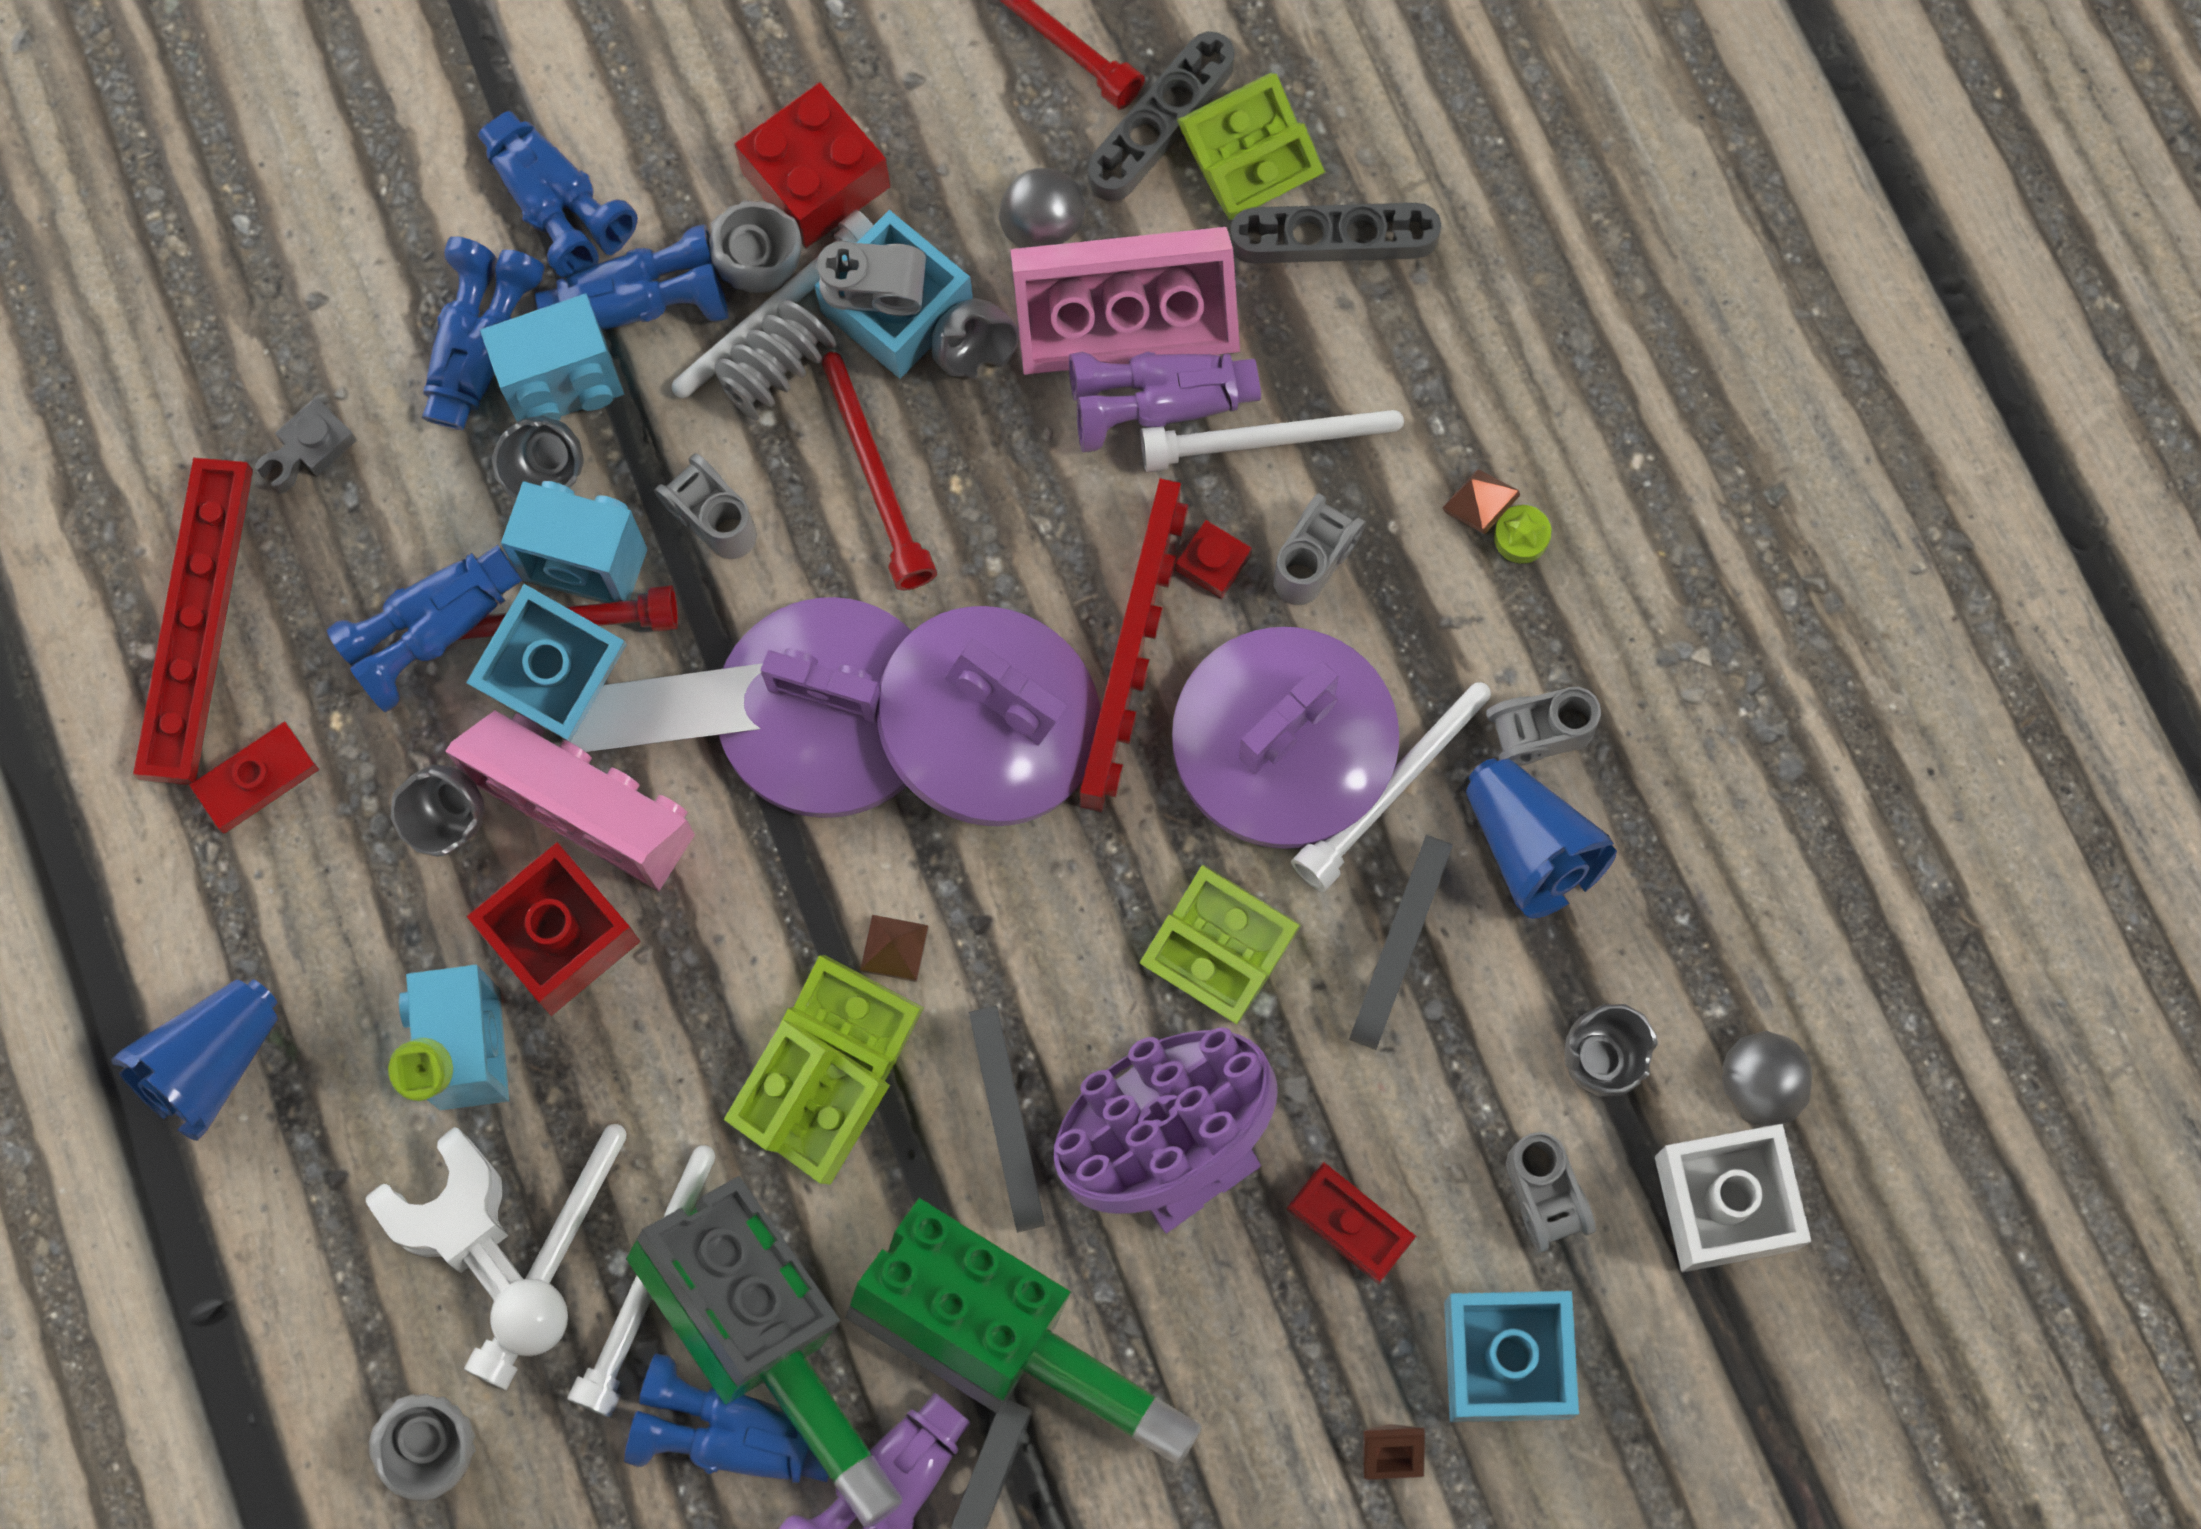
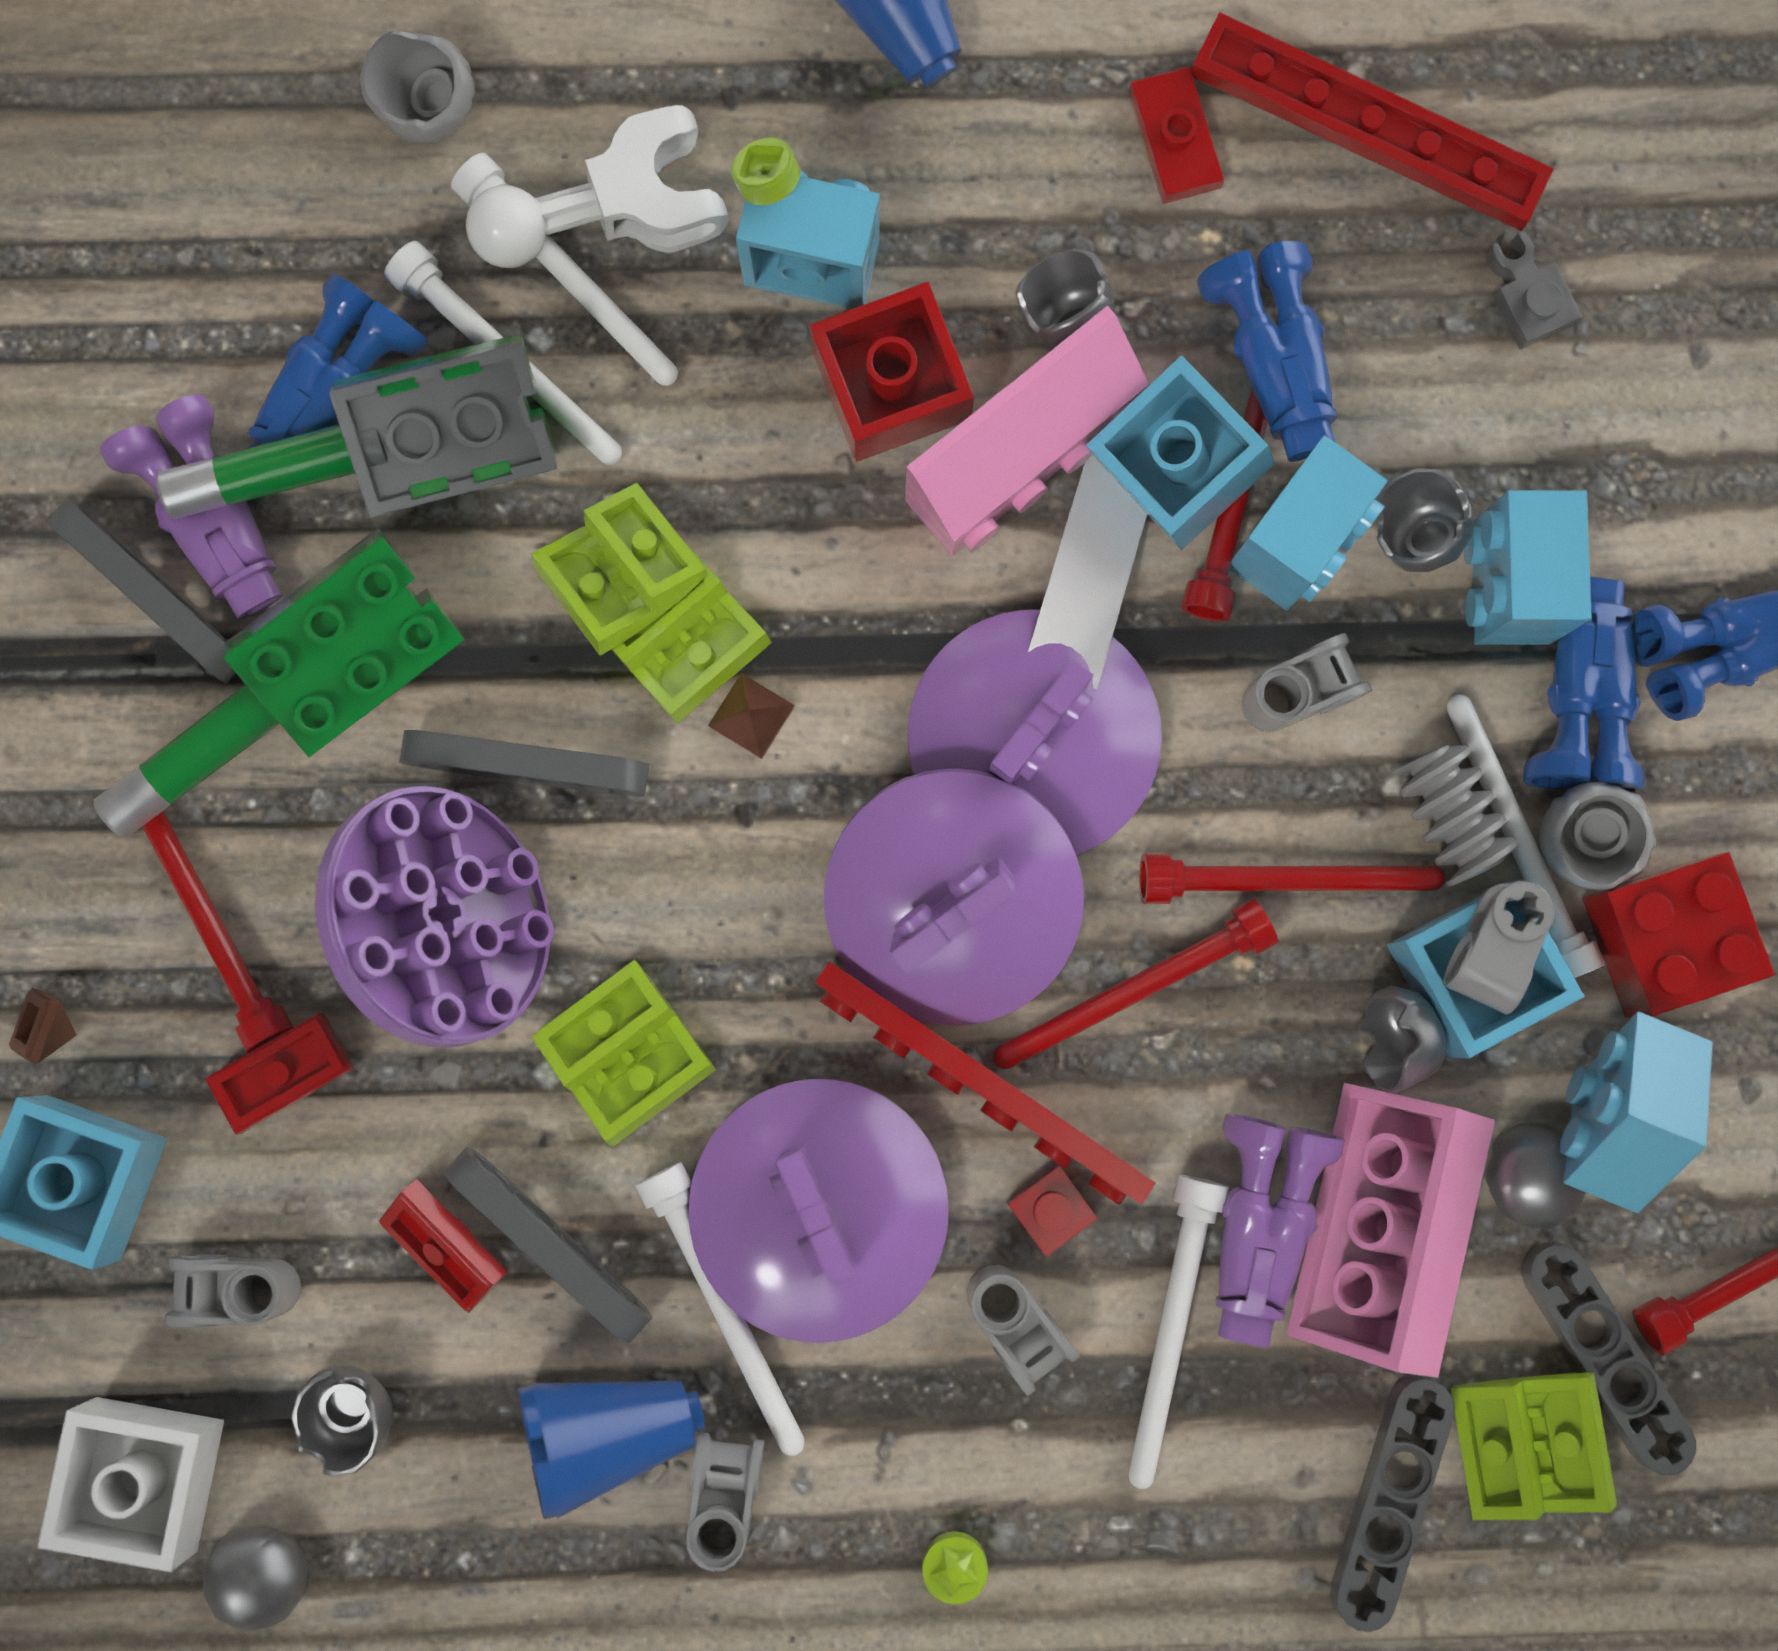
camera: 105 degrees right, 10 degrees up
(459, 359) = (1610, 492): blue piece -> none
(929, 485) = (1244, 932): none -> red piece
(965, 144) = (1637, 1112): none -> medium azure brick
(1311, 1260) = (257, 1016): none -> red piece
(1437, 1026) = (442, 1246): none -> red plate
(1481, 501) = (1008, 1537): copper slope -> none

